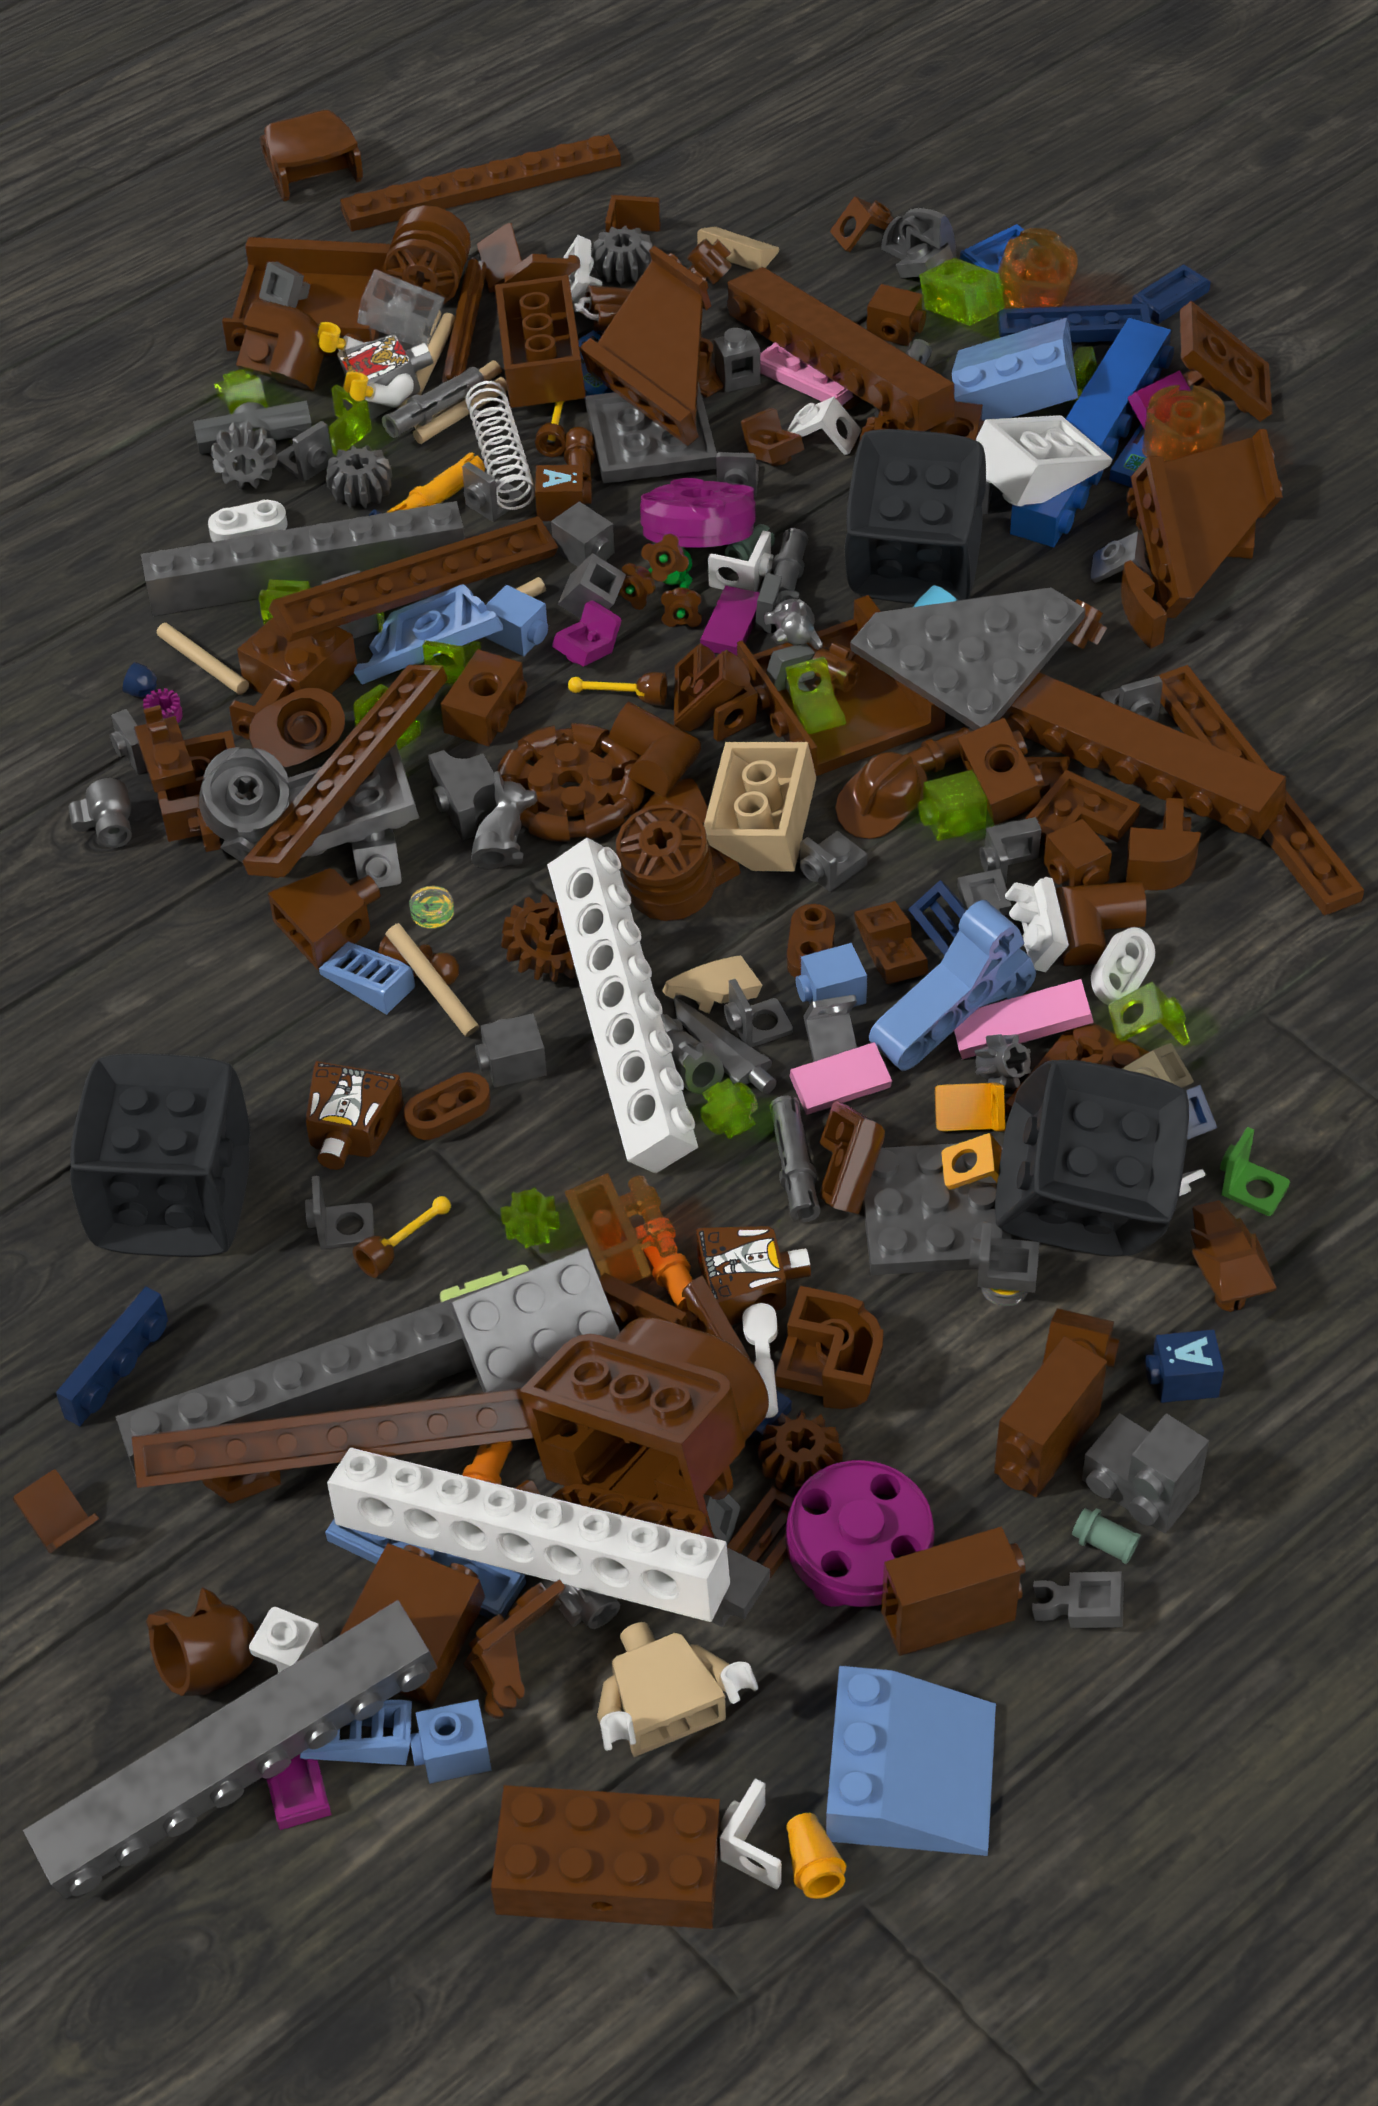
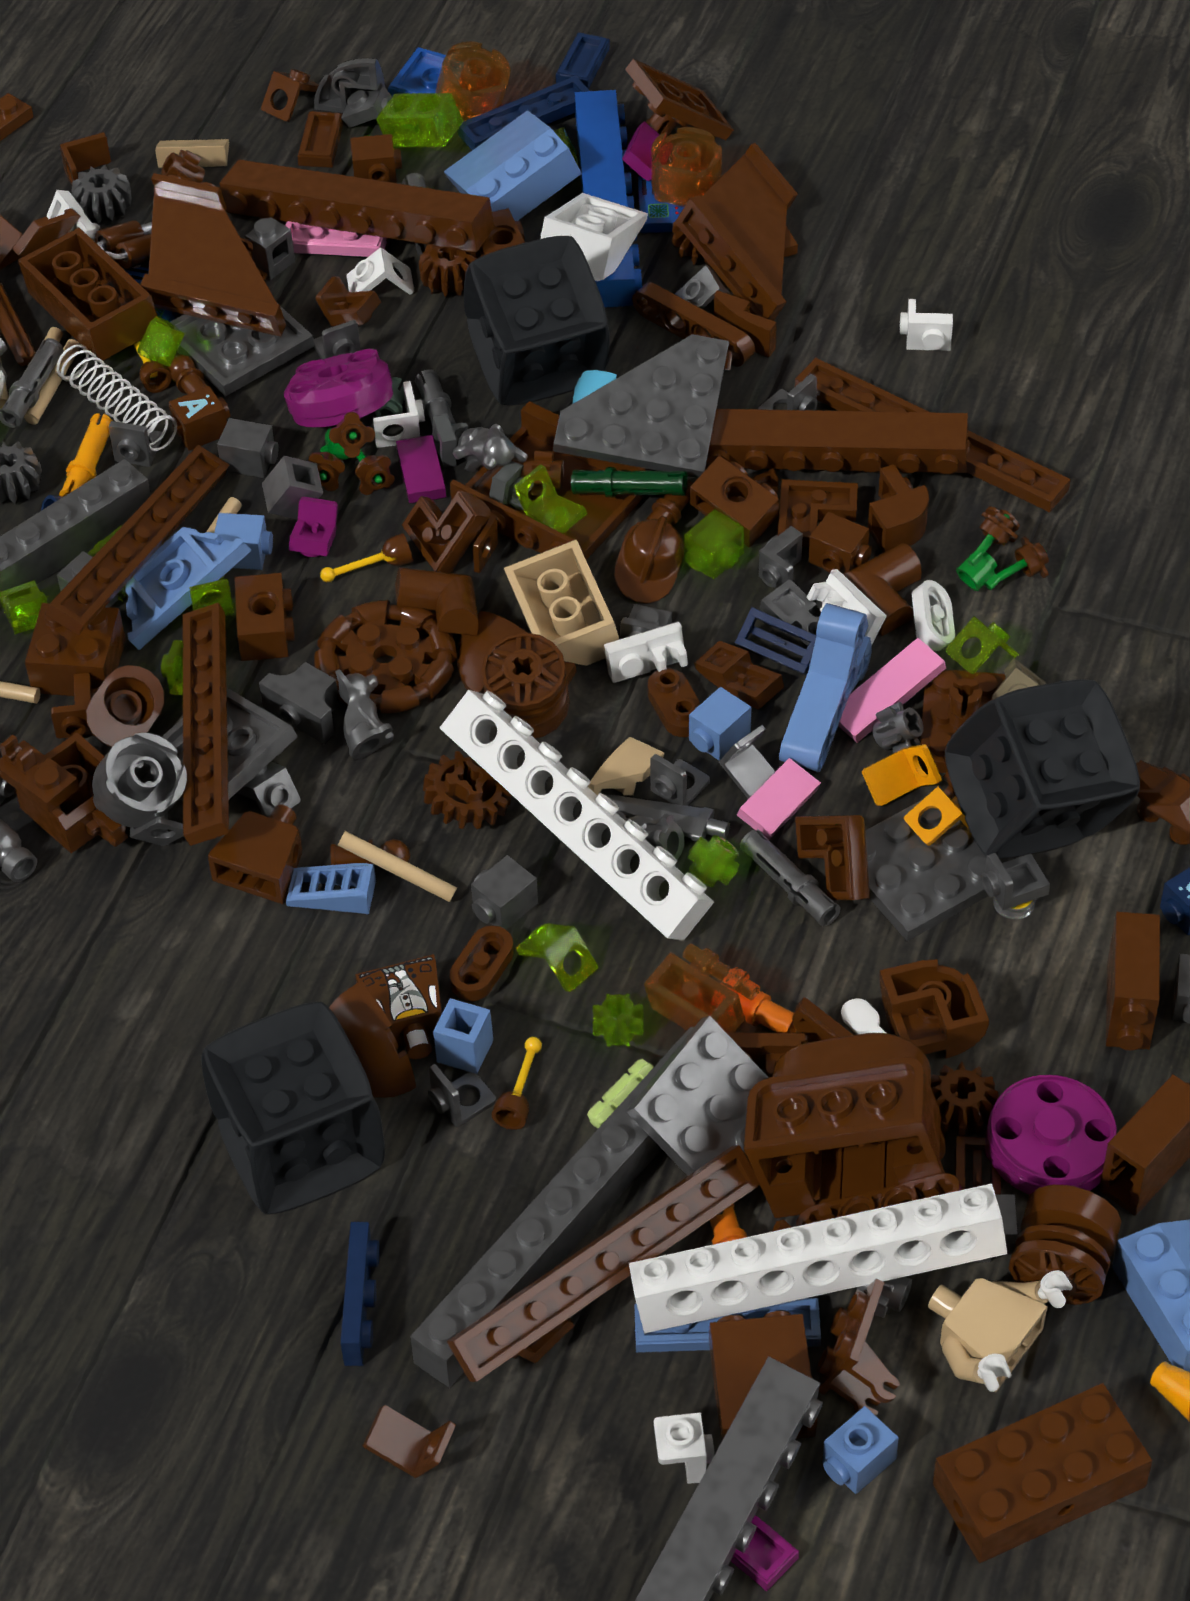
camera: 30 degrees left, 0 degrees up
(200, 1650) = (611, 1482): reddish brown piece -> none
(279, 1131) = (373, 1042): none -> reddish brown brick
(373, 1164) = (463, 1036): none -> medium blue brick
(377, 1749) = (812, 1476): medium blue slope -> none
(431, 907) = (342, 809): clear tile -> none
(524, 1115) = (553, 944): none -> clear neon green bracket
(567, 406) = (161, 341): none -> clear neon green bracket
(736, 1826) = (1118, 1389): white bracket -> none
(747, 1268) = (819, 974): reddish brown torso -> none
(788, 1643) = (1068, 1233): none -> reddish brown wheel
(811, 881) = (645, 652): none -> white plate
(863, 278) = (320, 139): none -> reddish brown tile
(896, 705) = (628, 482): none -> dark green pin
(1086, 1331) = (1098, 914): reddish brown brick -> none
(1091, 584) = (661, 308): none -> reddish brown beam
(1238, 905) = (1000, 528): none -> plant
(1241, 1172) = (1132, 731): bright green bracket -> none
(1323, 682) = (926, 330): none -> white bracket

